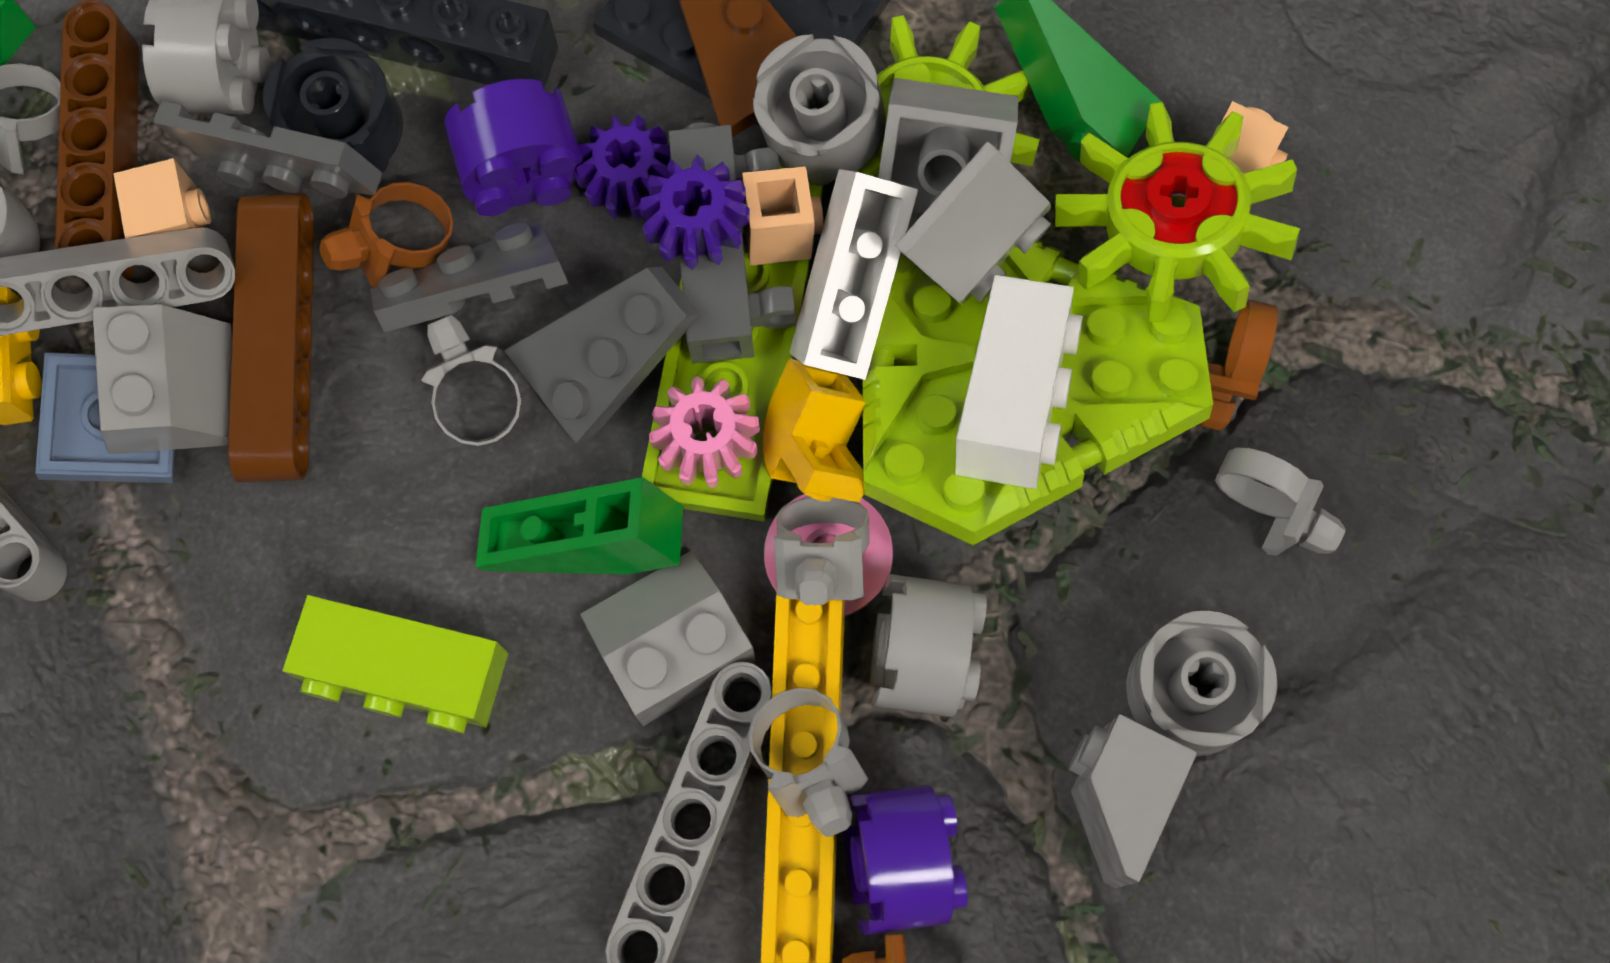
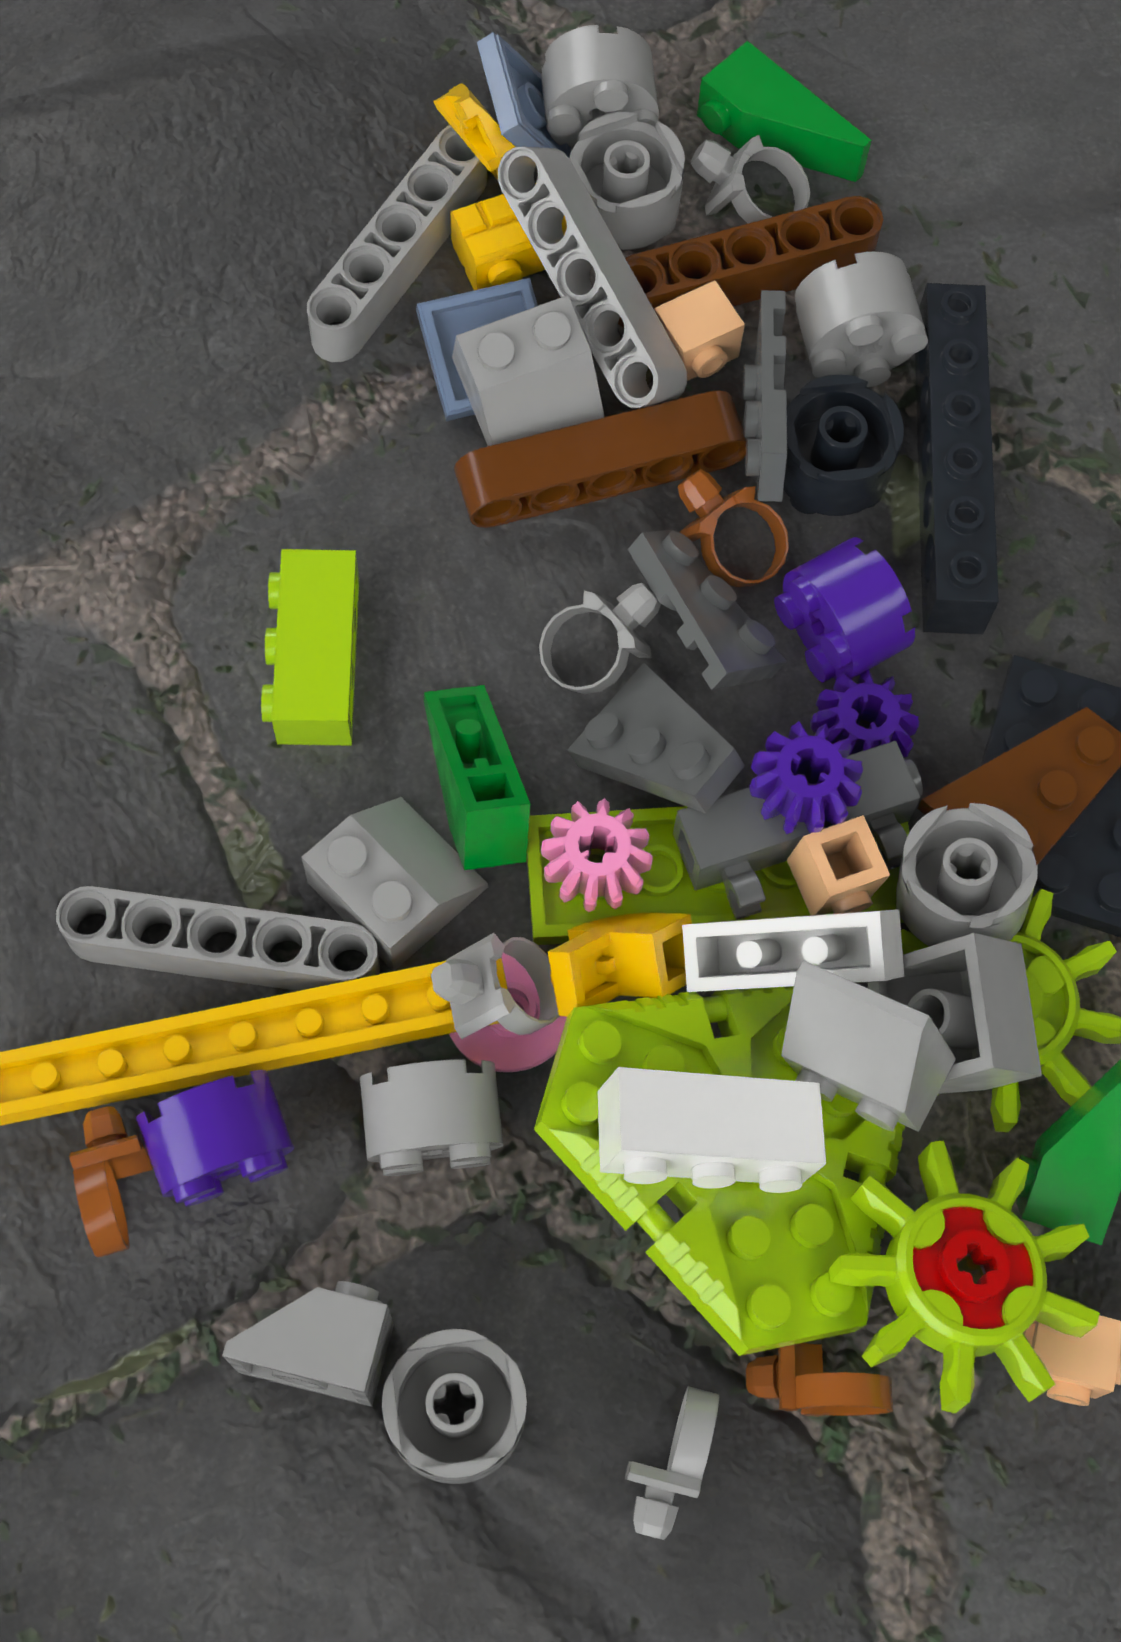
camera: 70 degrees right, 5 degrees down
(824, 789) = (261, 1041): light grey piece -> none

